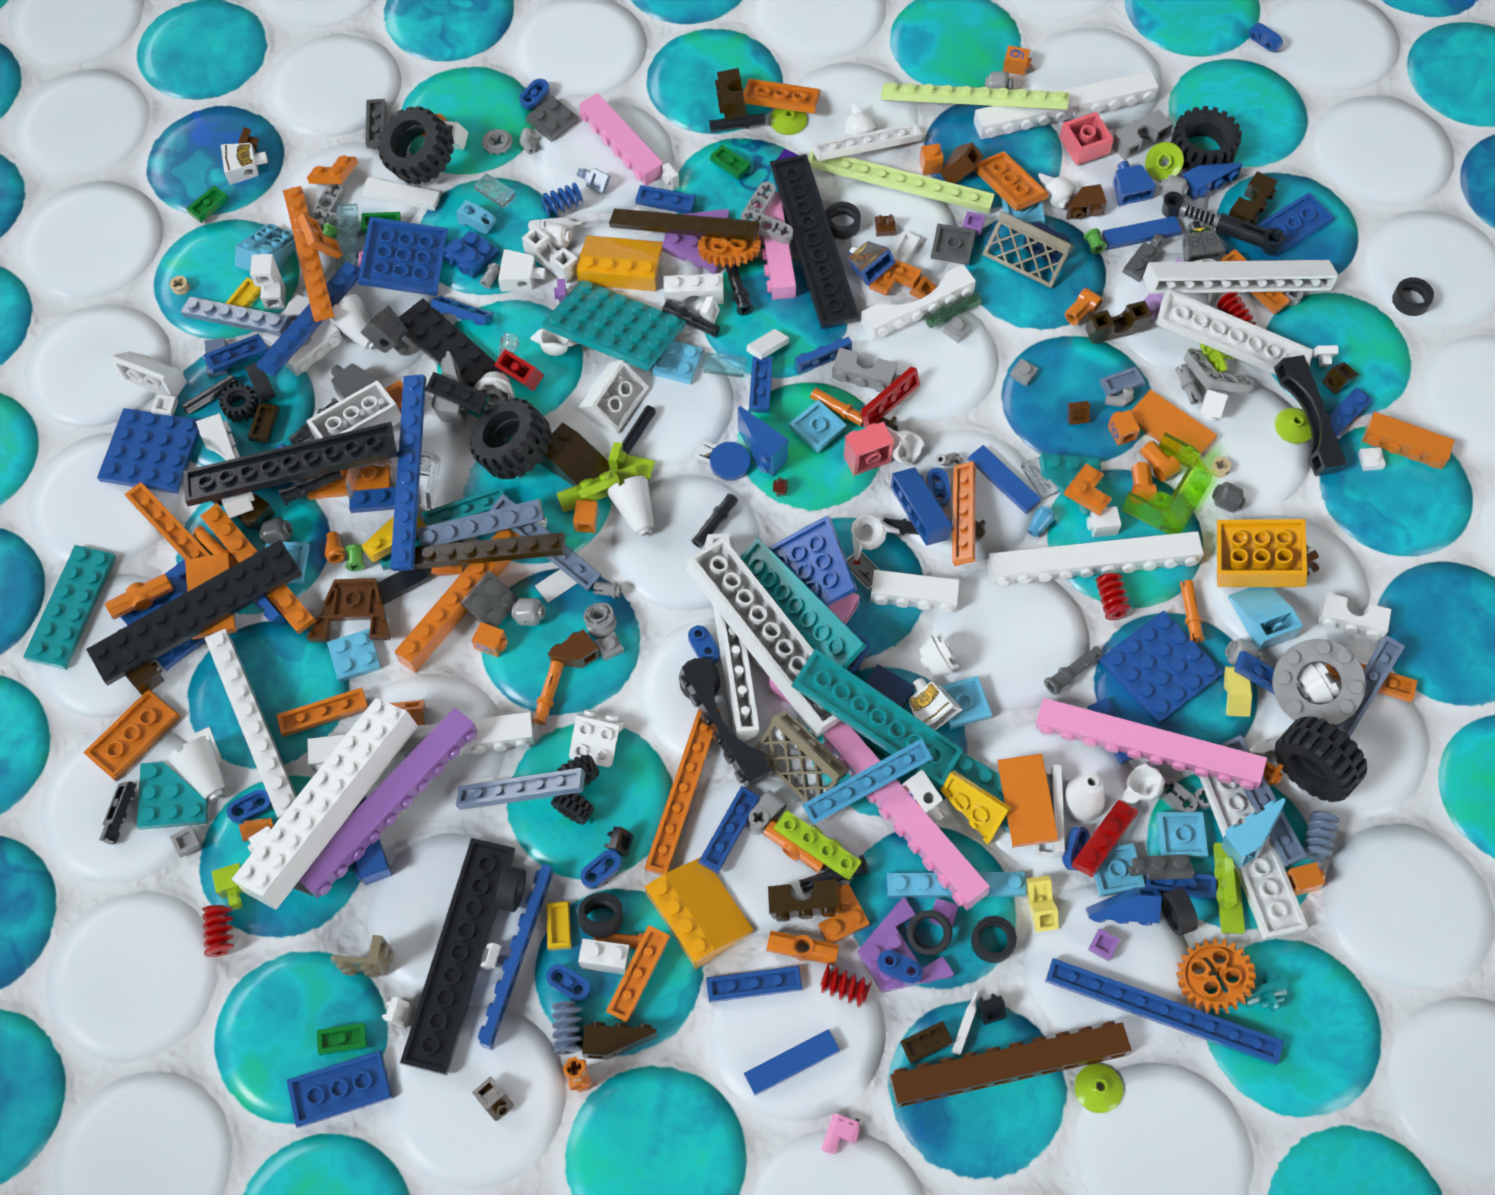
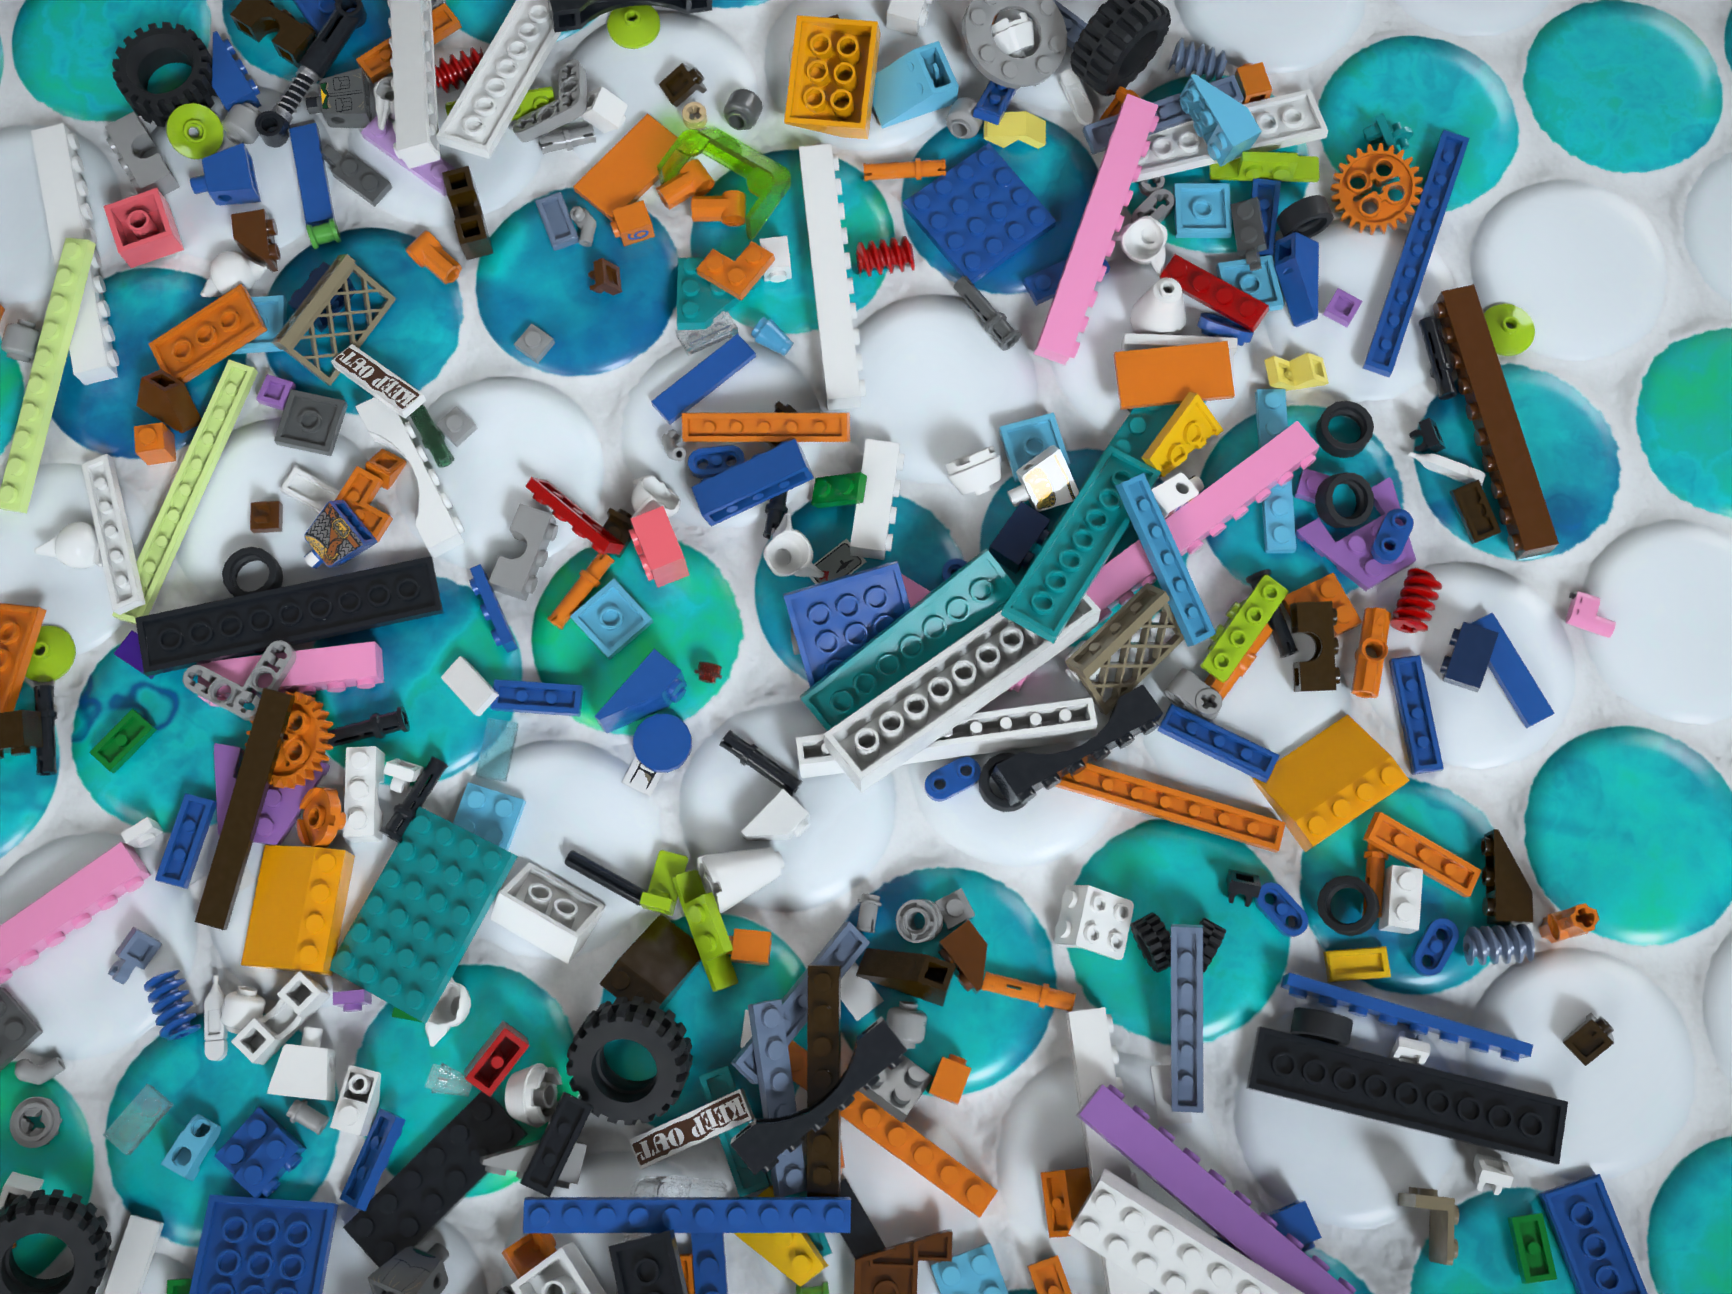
camera: 90 degrees left, 10 degrees up
(467, 483) = (691, 1129): none -> tile
(495, 297) = (357, 1101): none -> white slope
(500, 567) = (769, 1137): none -> black arch
(562, 613) = (908, 973): none -> dark brown slope
(674, 531) = (778, 820): none -> white slope
(675, 265) = (320, 817): none -> orange plate
(799, 1023) = (1469, 656): none -> dark blue brick
(919, 564) = (839, 490): none -> green plate
(982, 275) = (378, 381): none -> tile
(1062, 1022) = (1440, 368): none -> black pin
(1246, 456) = (682, 84): none -> dark brown bracket

